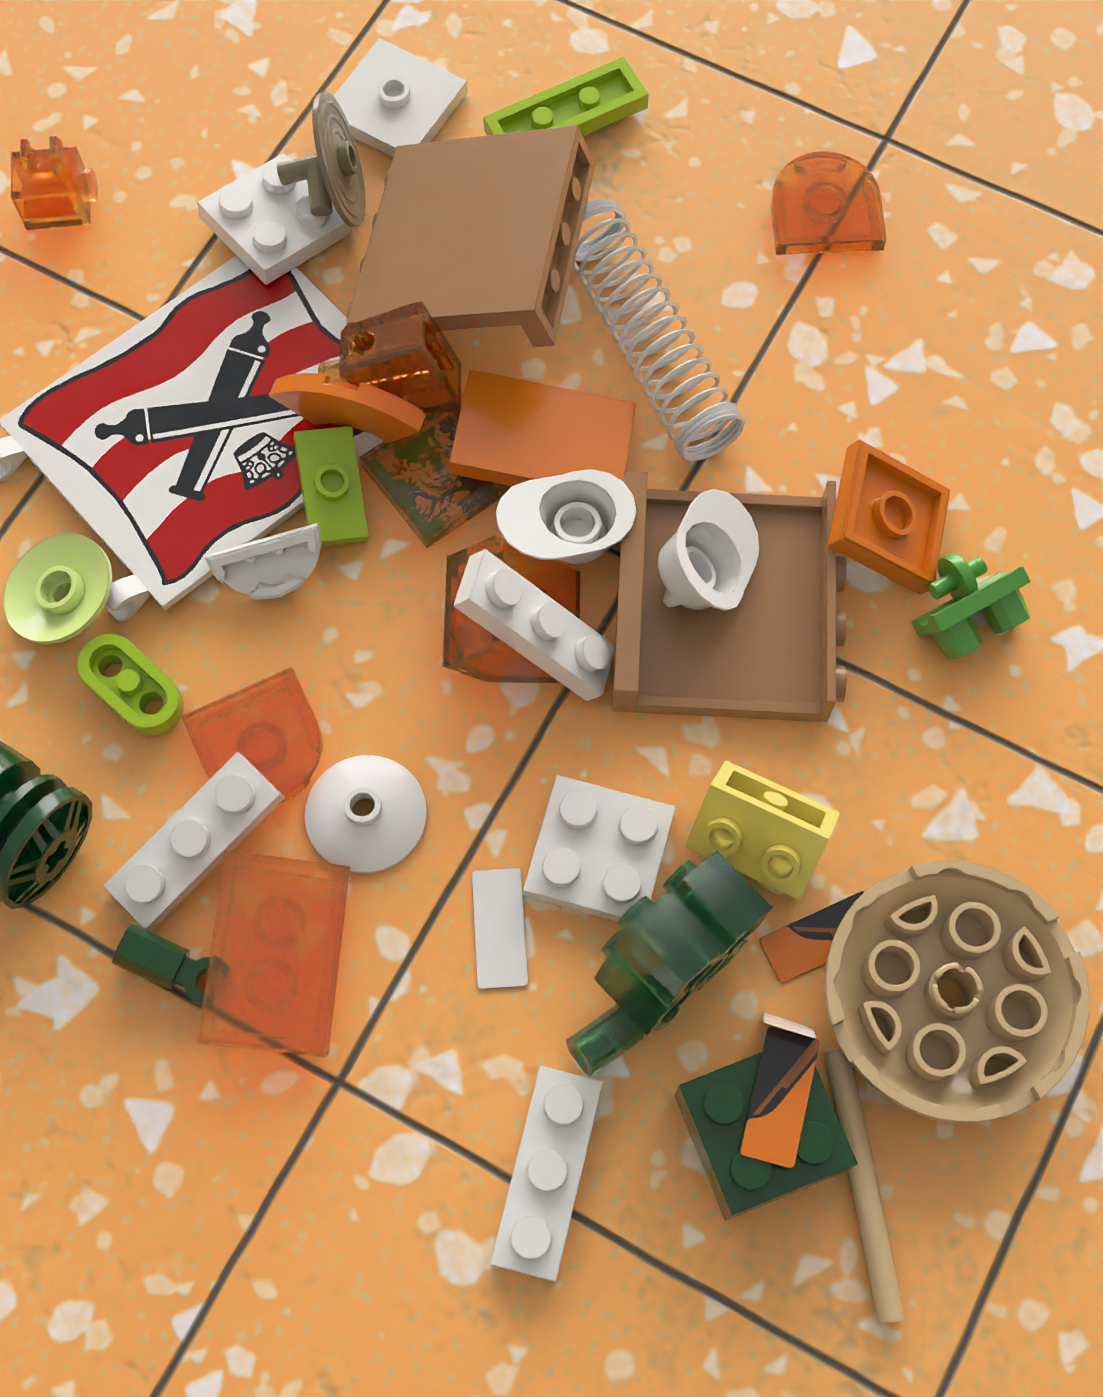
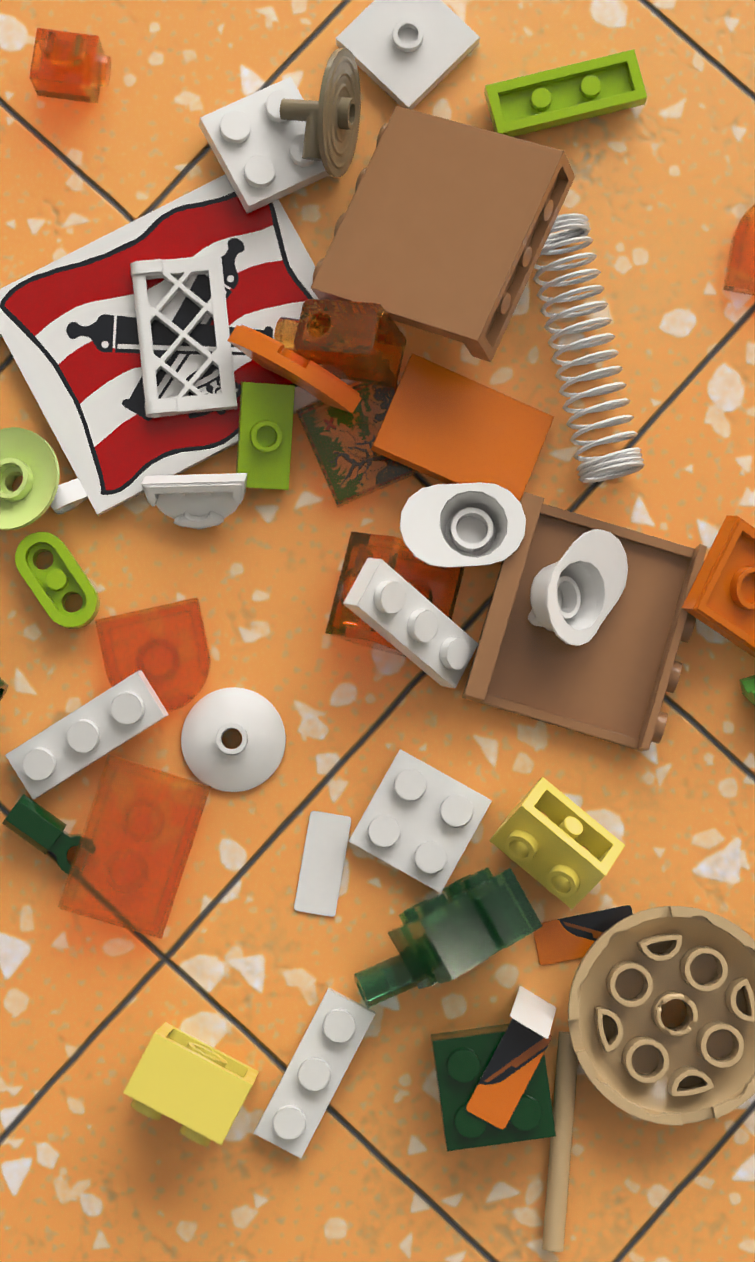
camera: 10 degrees right, 15 degrees up
(241, 467) = (215, 307): none -> white window
(397, 1209) = (190, 1085): none -> light yellow brick

